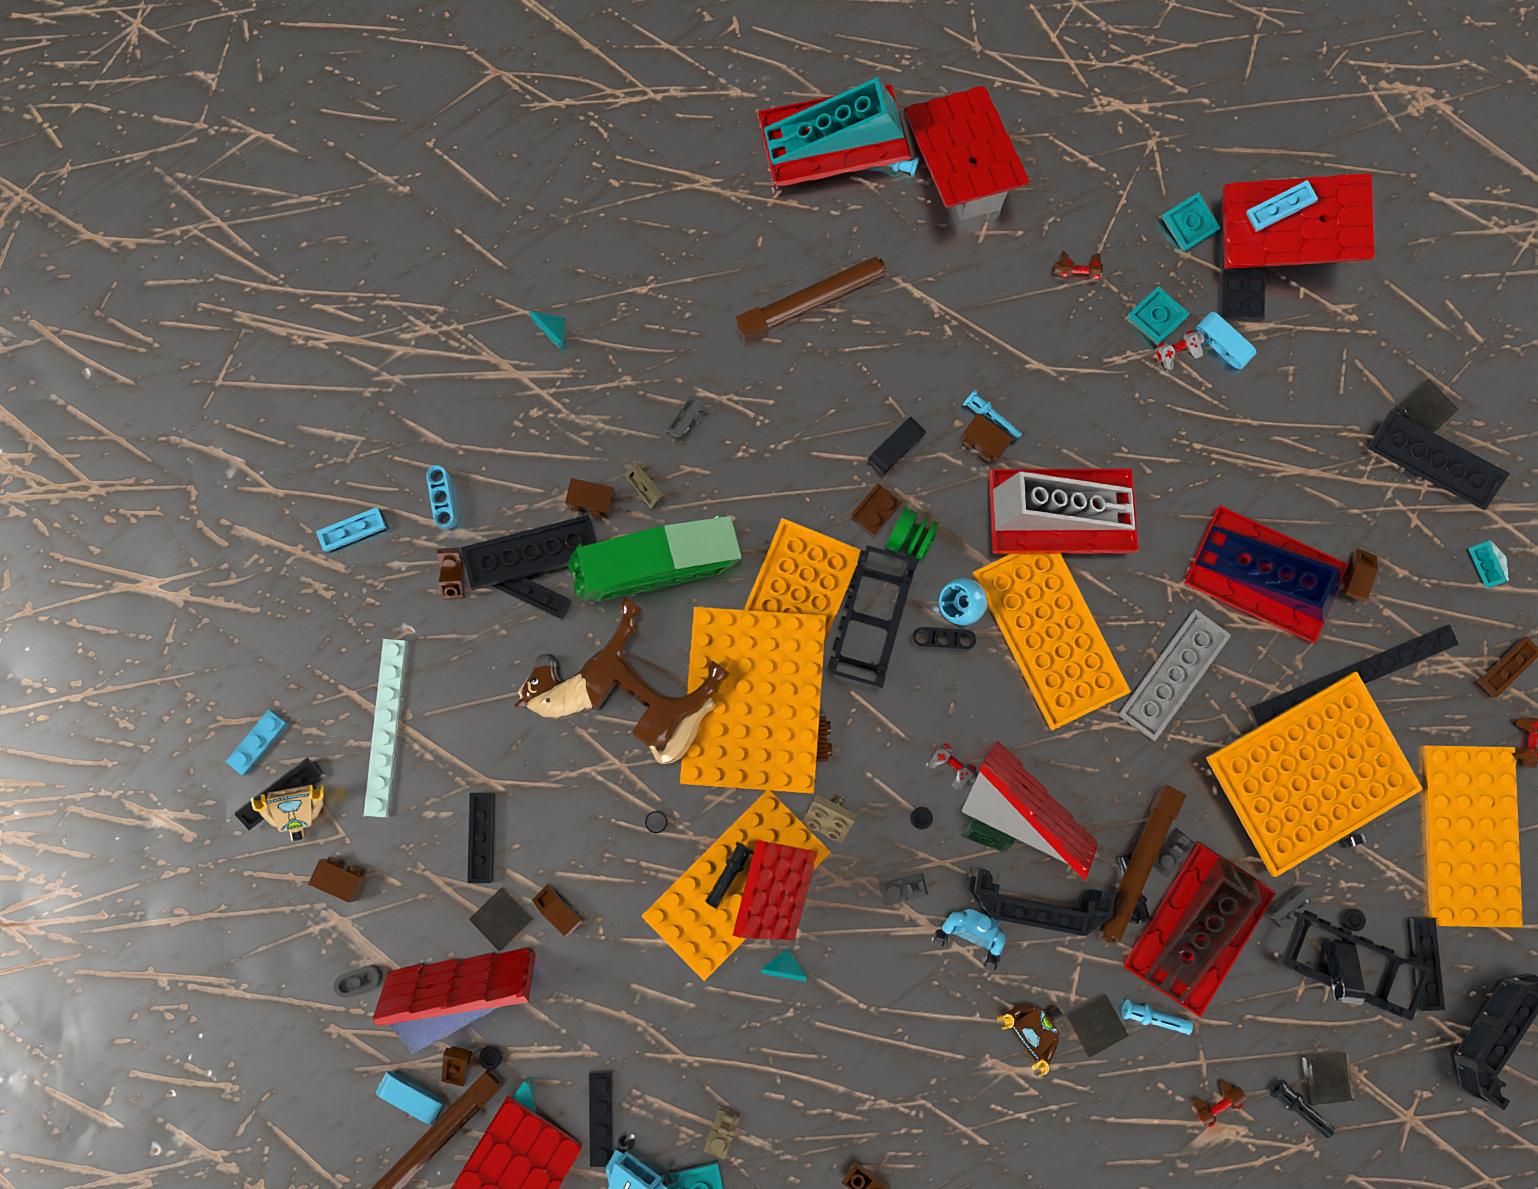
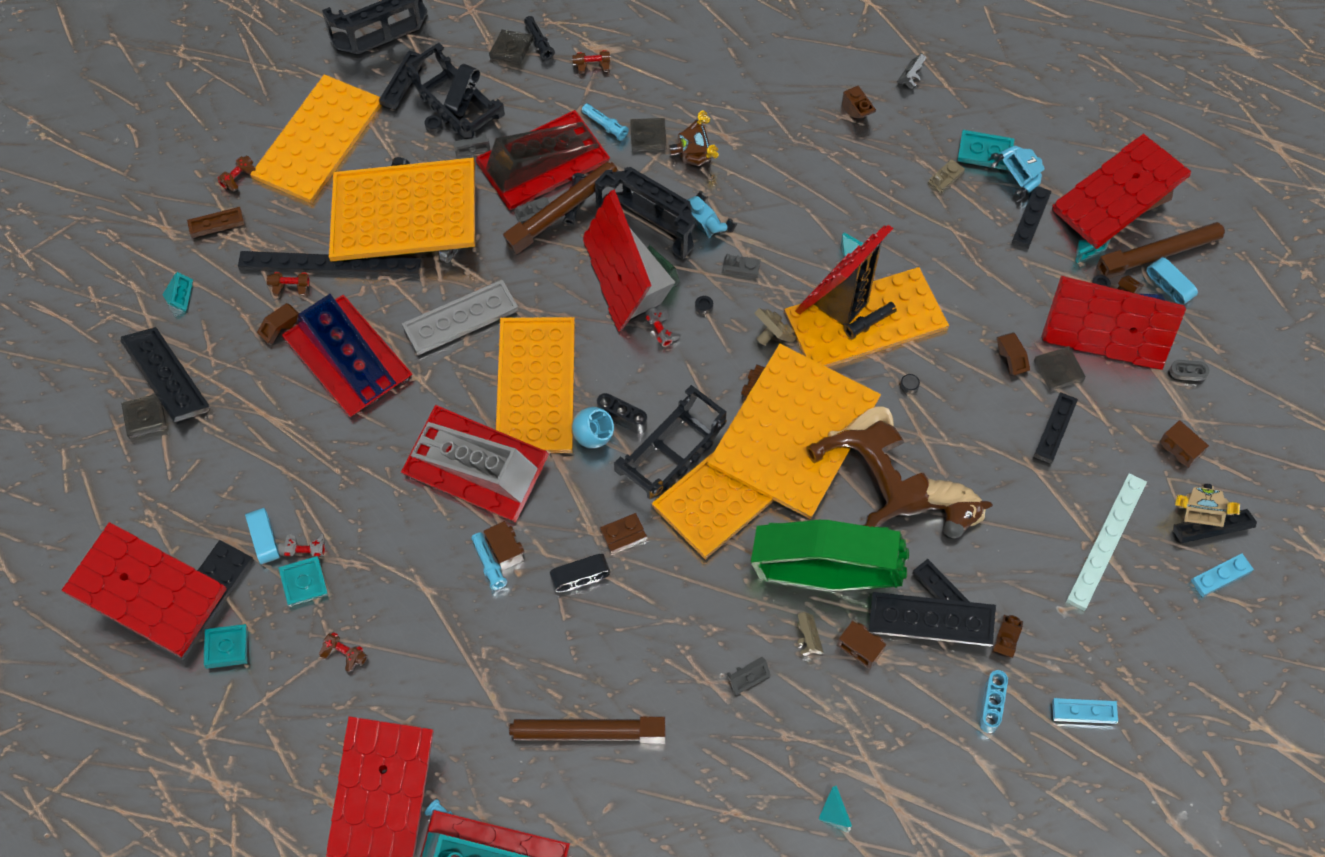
camera: 155 degrees left, 20 degrees down
(912, 534) = (607, 493): green wheel -> none
(1281, 206) = (150, 602): medium azure plate -> none
(1393, 626) = (277, 282): none -> reddish brown piece

